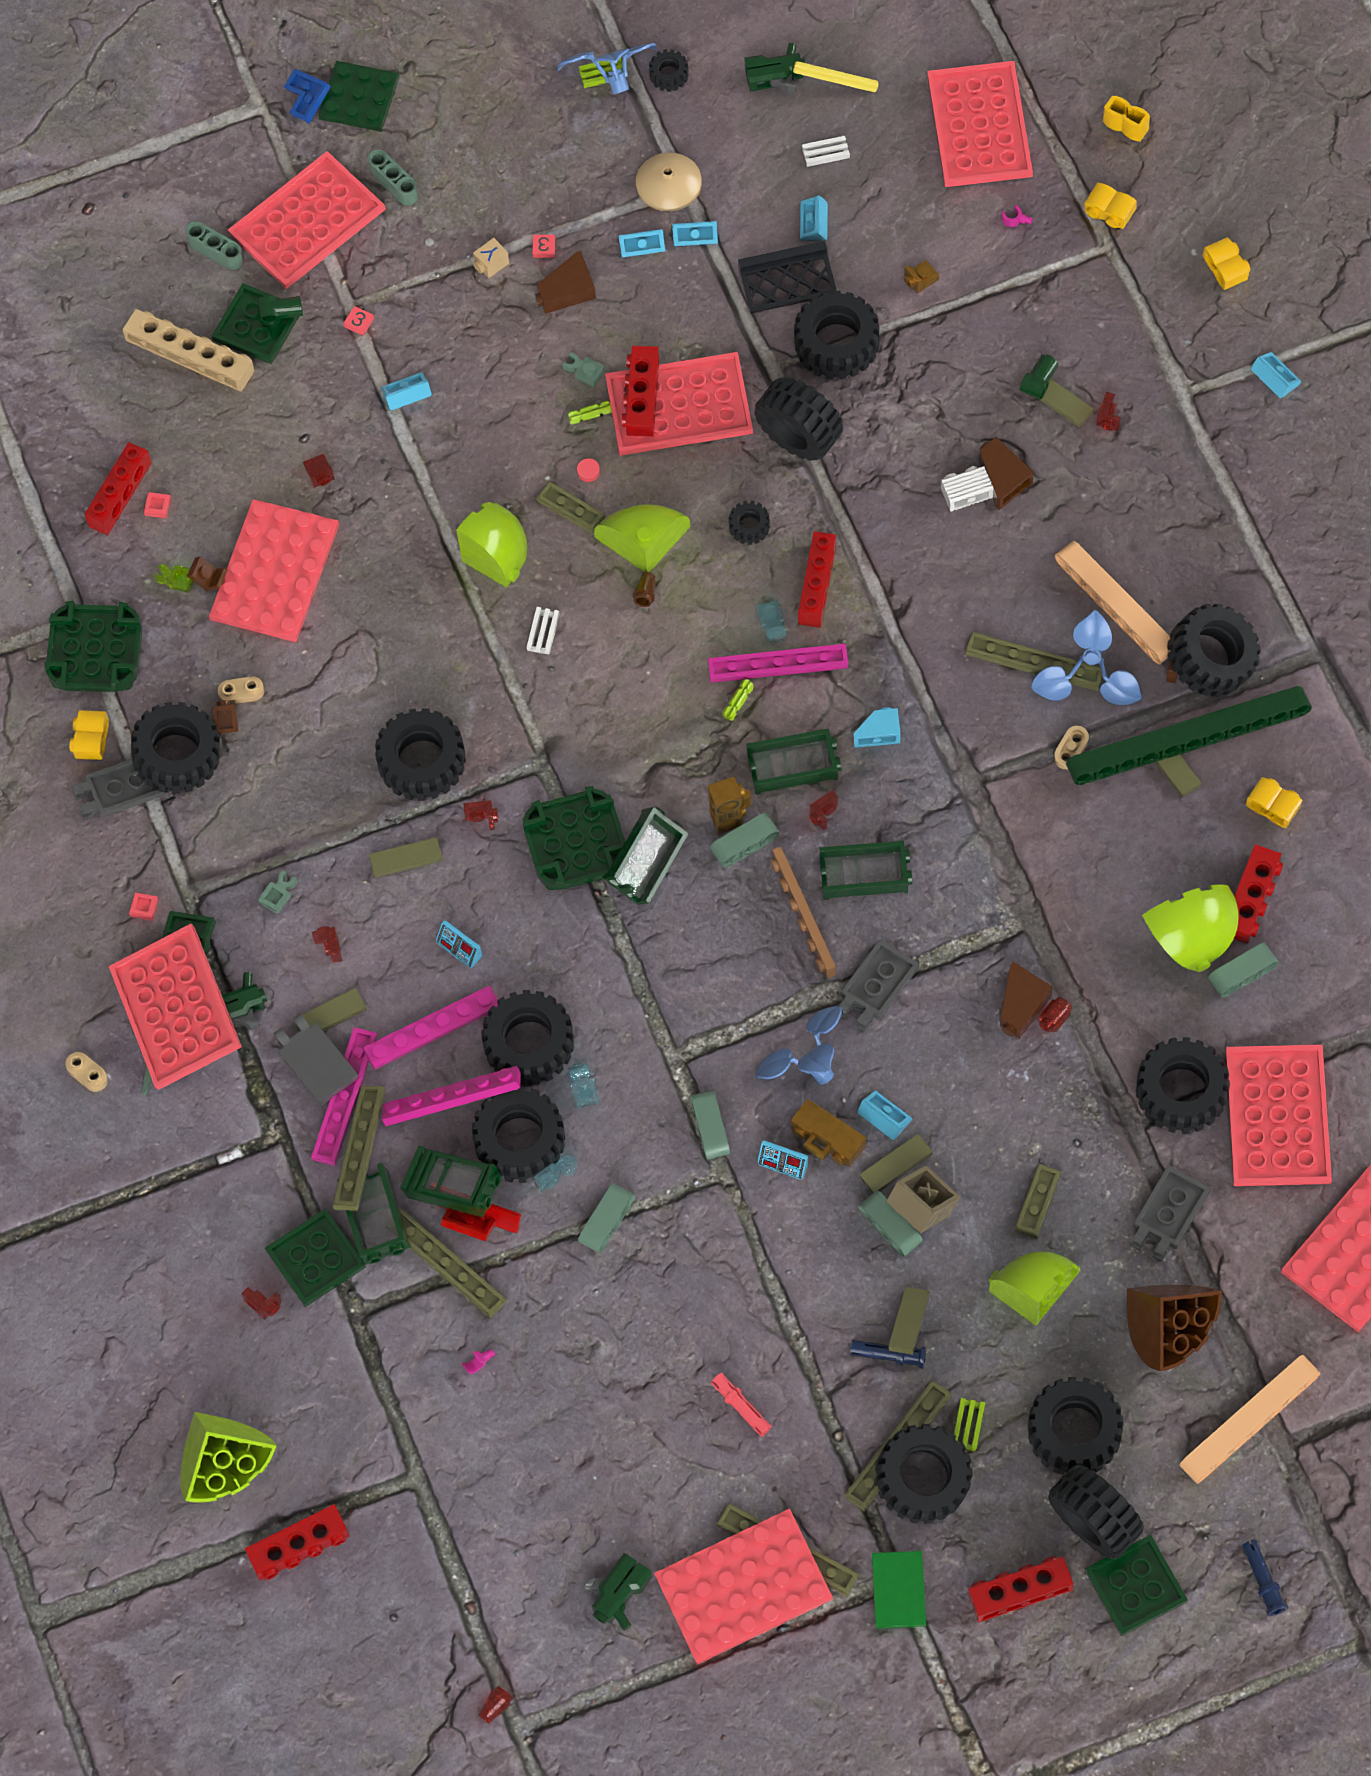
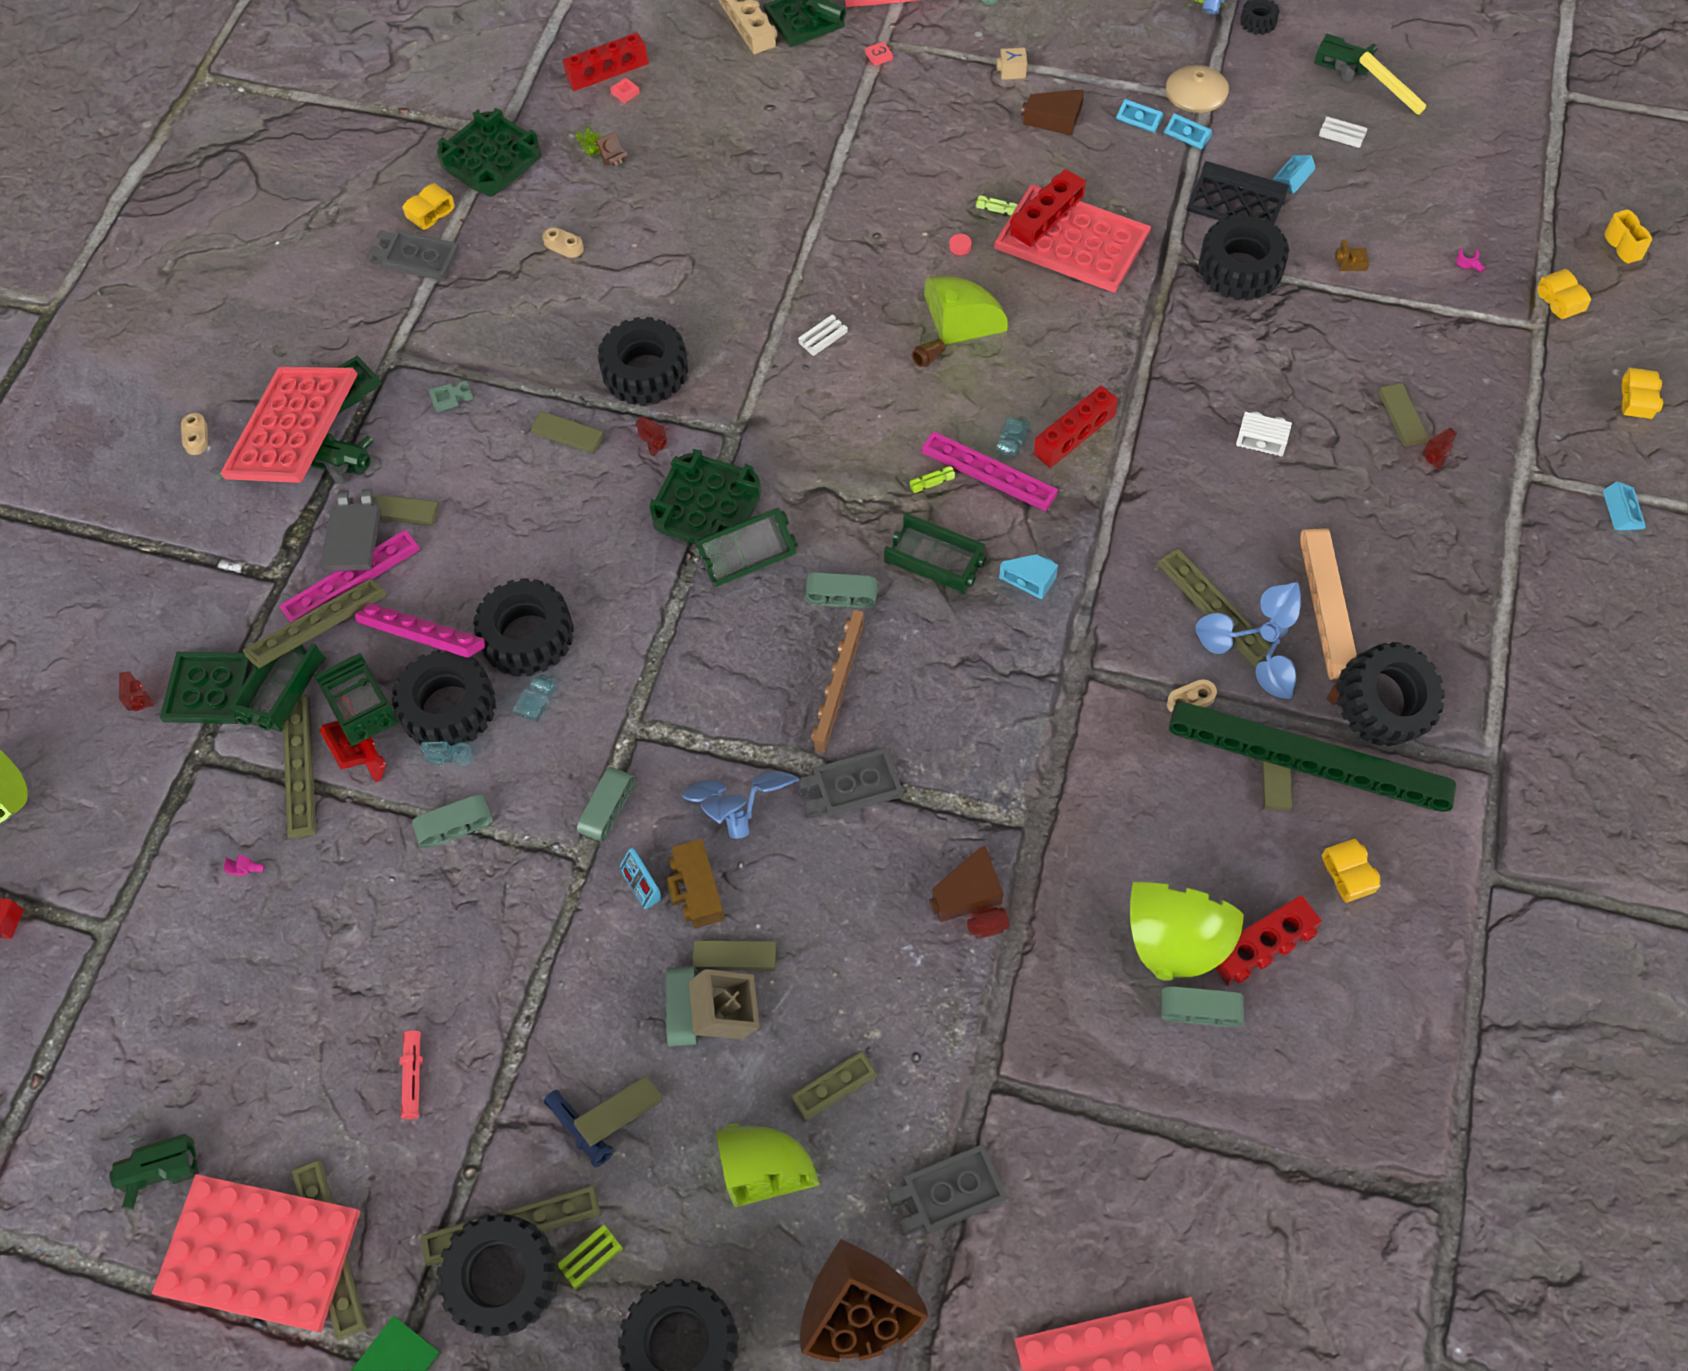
camera: 35 degrees right, 5 degrees down
(143, 906) = (350, 345): coral tile -> none
(175, 774) = (468, 224): black tyre -> none
(225, 717) = (531, 251): reddish brown bracket -> none
(274, 570) = (664, 178): coral plate -> none
(319, 470) = (758, 131): clear red bracket -> none
(331, 943) = (451, 456): clear red bracket -> none
(406, 391) = (871, 117): medium azure slope -> none
(430, 1028) = (456, 568): dark pink plate -> none
(458, 944) = (544, 522): slope -> none
(493, 543) = (837, 244): lime brick -> none
(544, 246) = (1061, 79): coral tile -> none
(570, 507) = (921, 258): olive tile -> none
(586, 370) = (1019, 177): sand green plate -> none
(728, 804) = (844, 546): pearl gold piece -> none
(749, 534) = (1055, 363): black tyre -> none
(798, 418) = (1157, 291): black tyre -> none
(824, 806) = (928, 606): clear red bracket -> none
(864, 869) = (922, 680): door -> none
(883, 1115) = (762, 903): medium azure slope -> none
(979, 124) = (1491, 178): coral plate -> none
(1005, 470) = (1308, 440): reddish brown slope -> none
(1037, 381) = (1391, 387): dark green piece -> none
(1186, 1056) = (1064, 1040): black tyre -> none
(1278, 1115) = (1130, 1176): coral plate -> none

